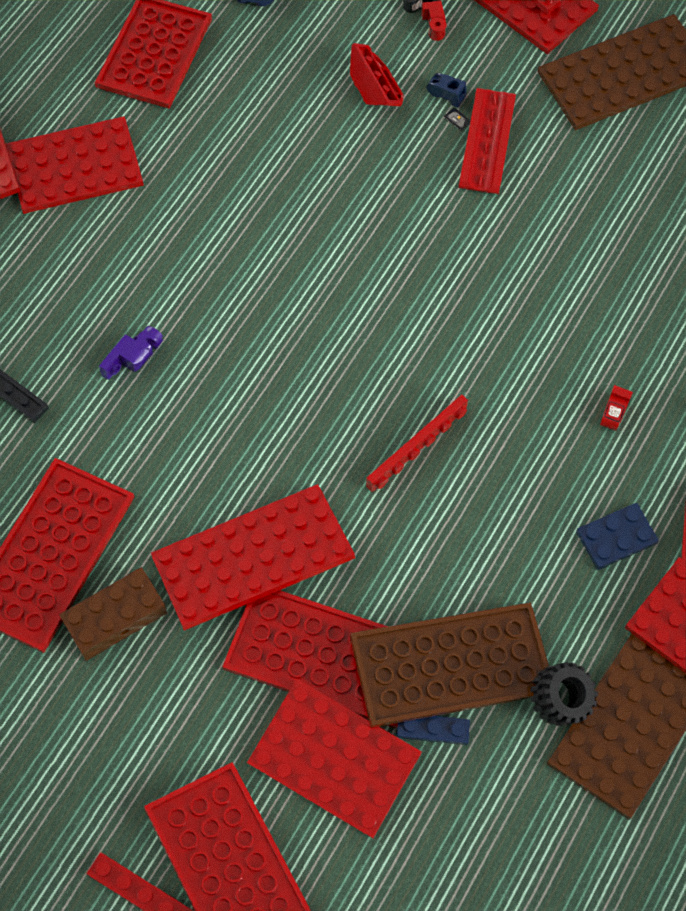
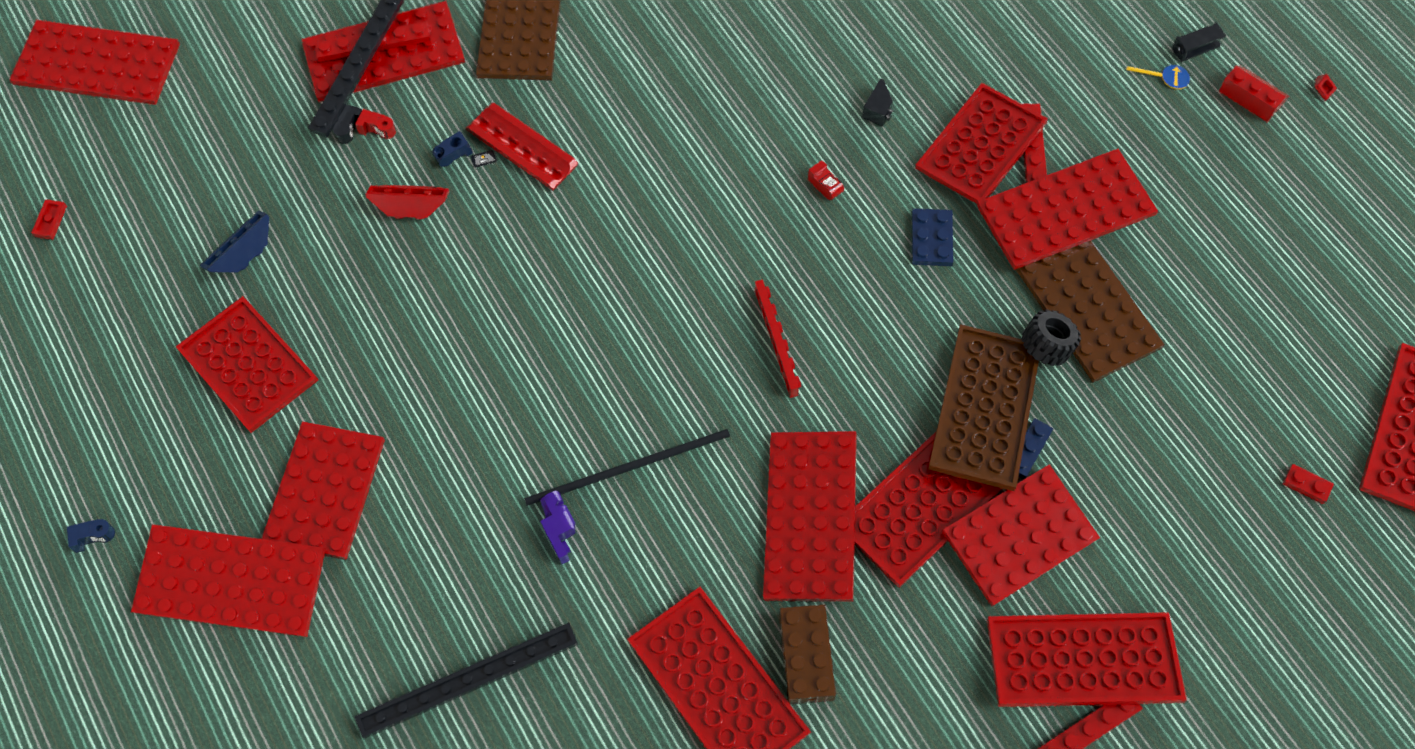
camera: 60 degrees left, 0 degrees up
(255, 412) = (630, 466): none -> black piece

